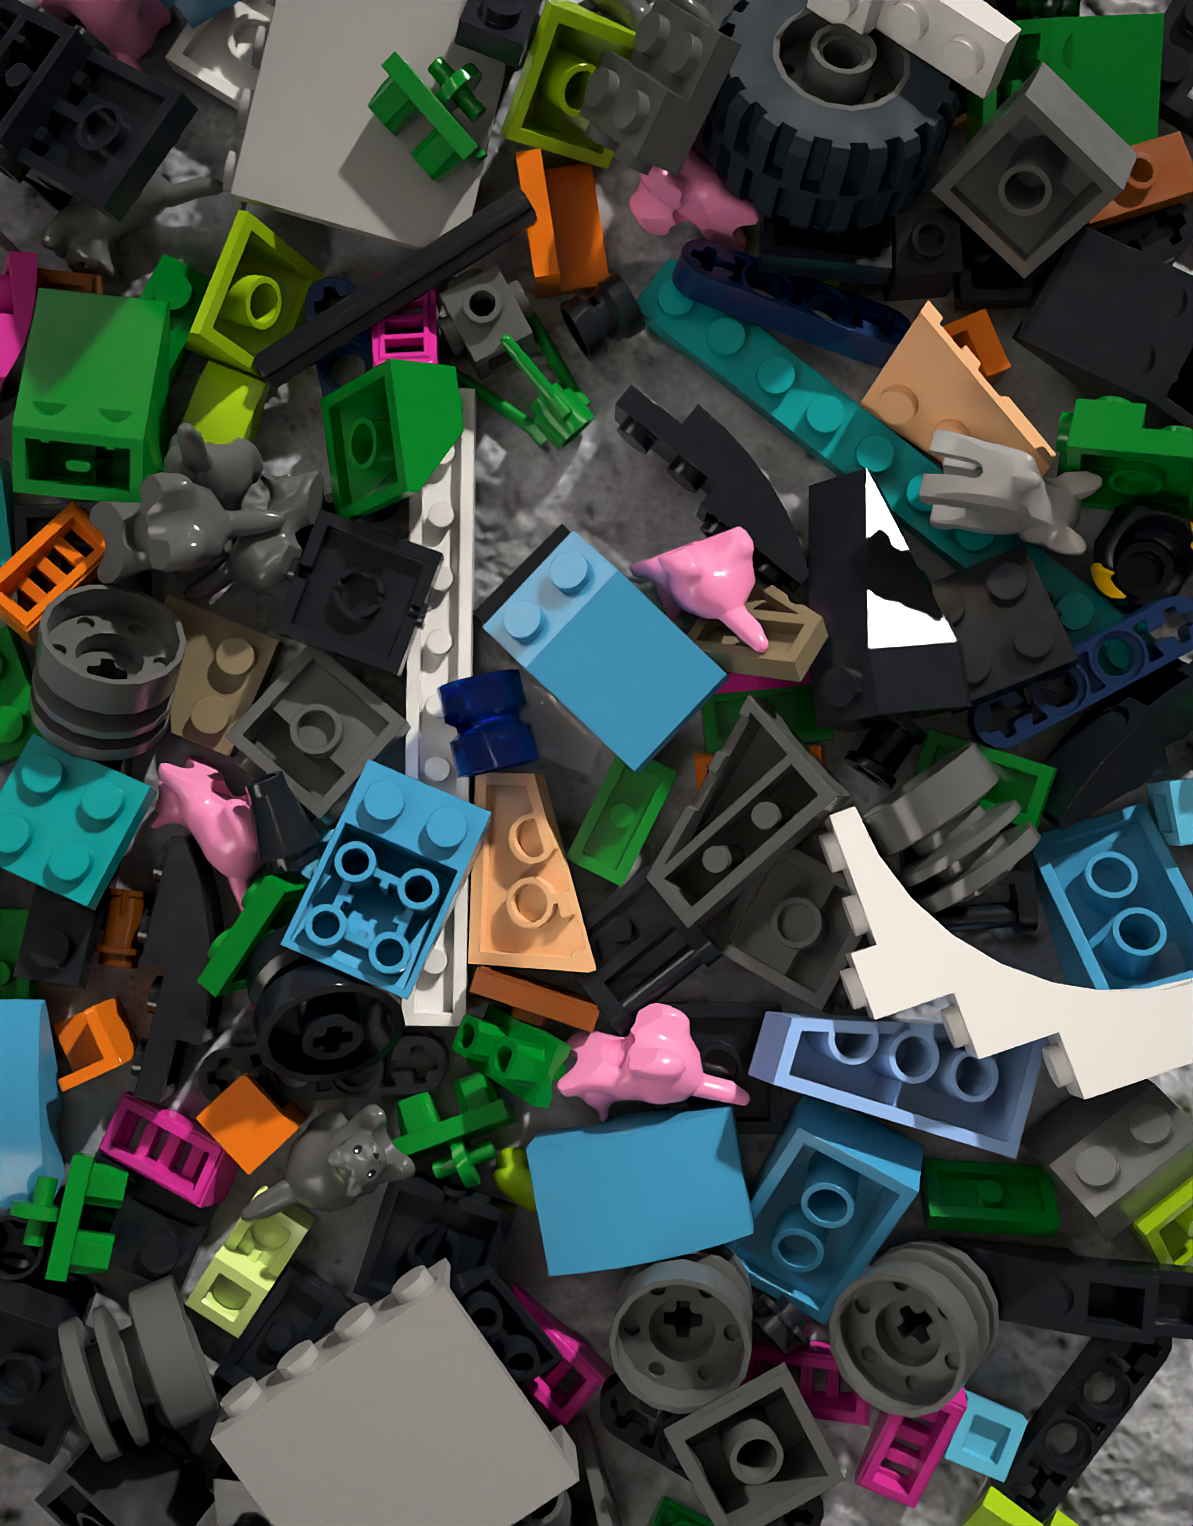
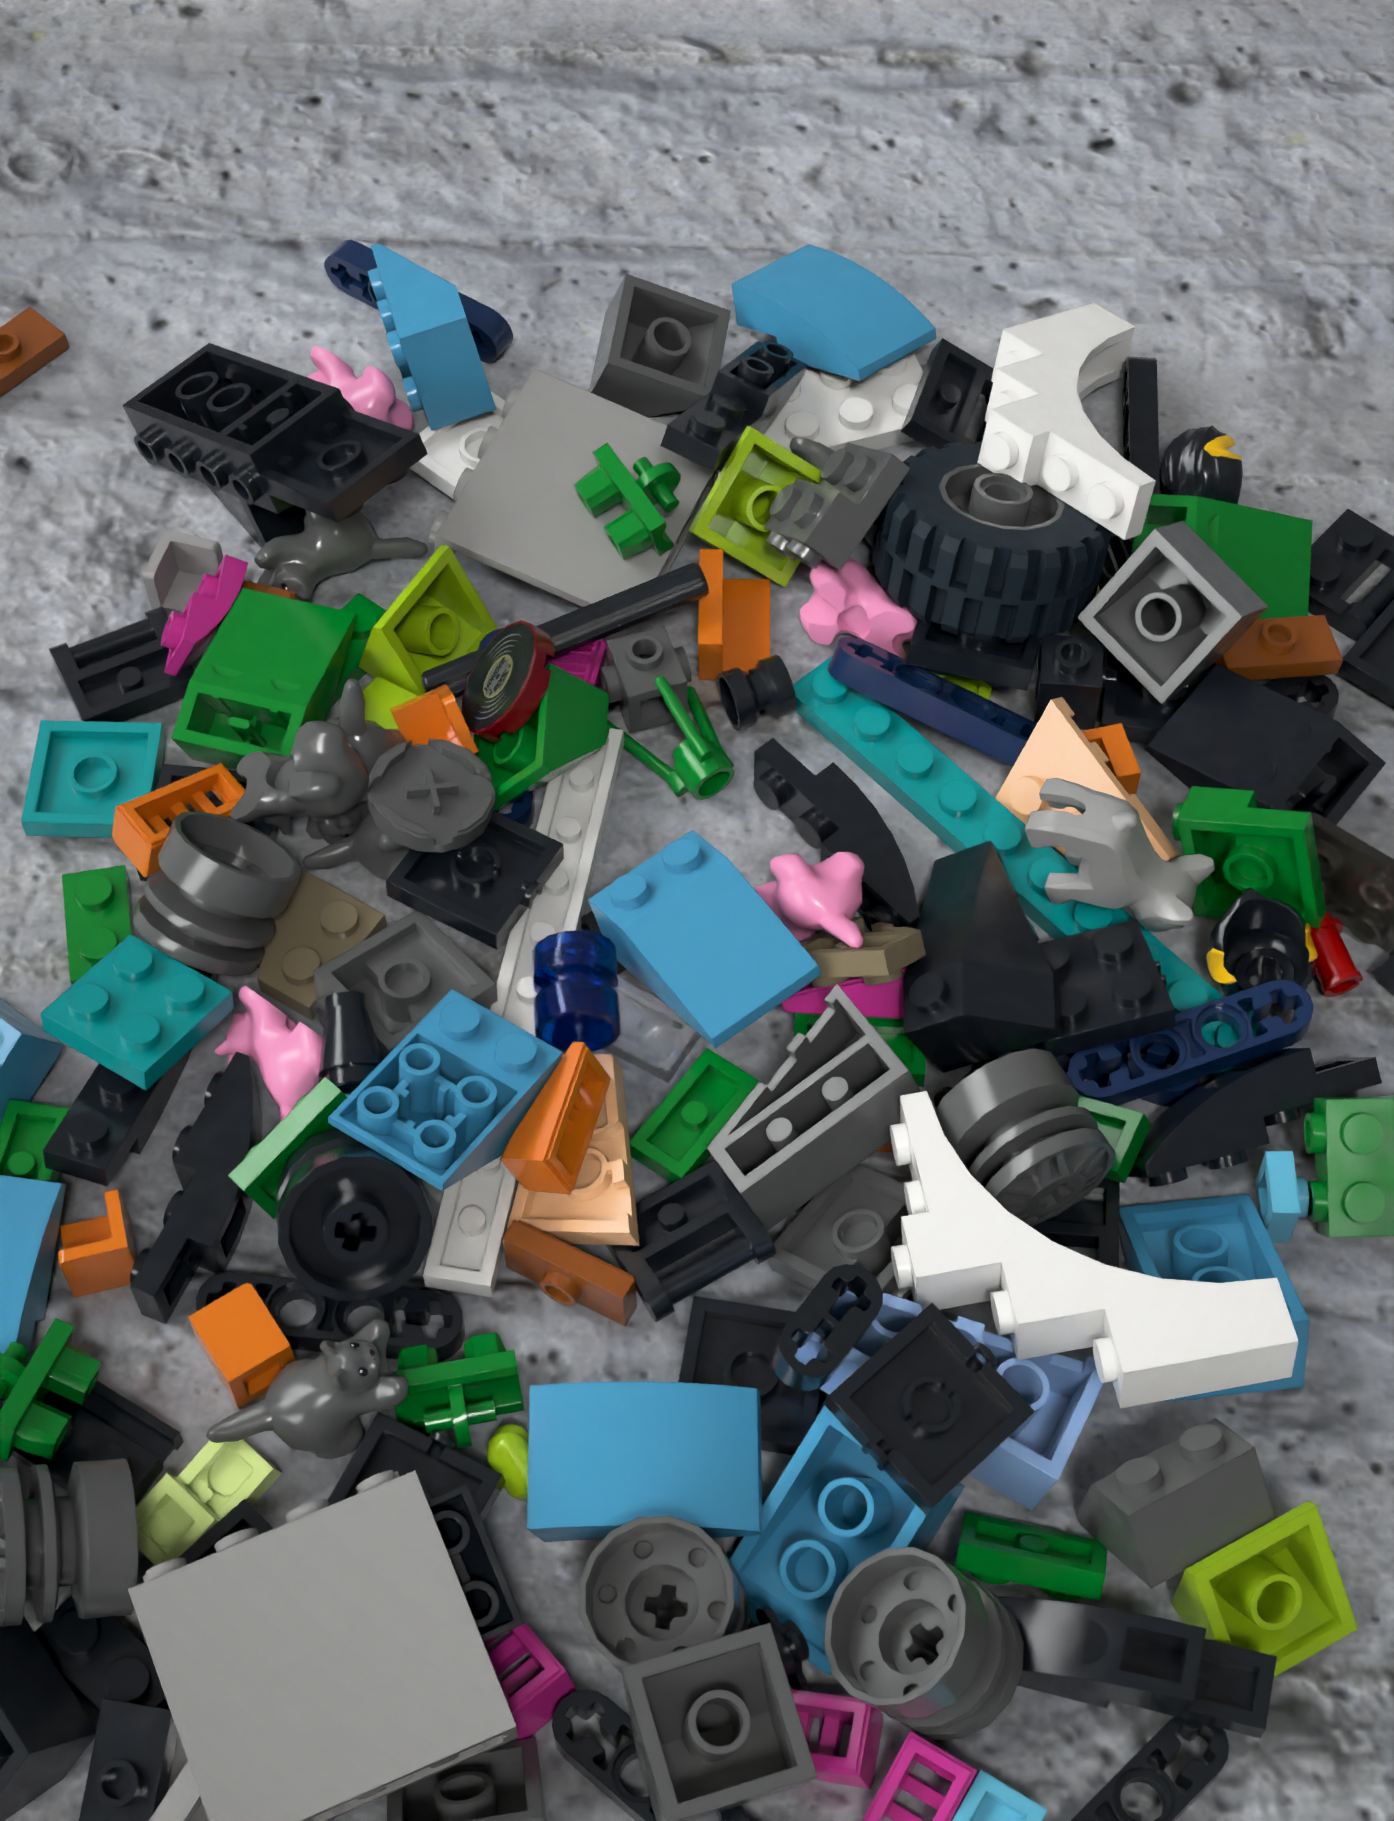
camera: 15 degrees right, 30 degrees down
(121, 928) = (151, 1162): reddish brown pin -> none
(207, 1170) = (183, 1396): dark pink slope -> none
(283, 431) = (433, 717): none -> orange panel
(297, 527) = (431, 795): none -> dark grey tile
(346, 375) = (507, 681): none -> tile
(500, 875) = (558, 1126): none -> orange slope
(513, 1053) = (537, 1314): green hips -> none
(648, 1065) = (681, 1333): bright pink animal -> none
(812, 1090) = (815, 1317): none -> black beam
(901, 1141) = (928, 1407): none -> black plate

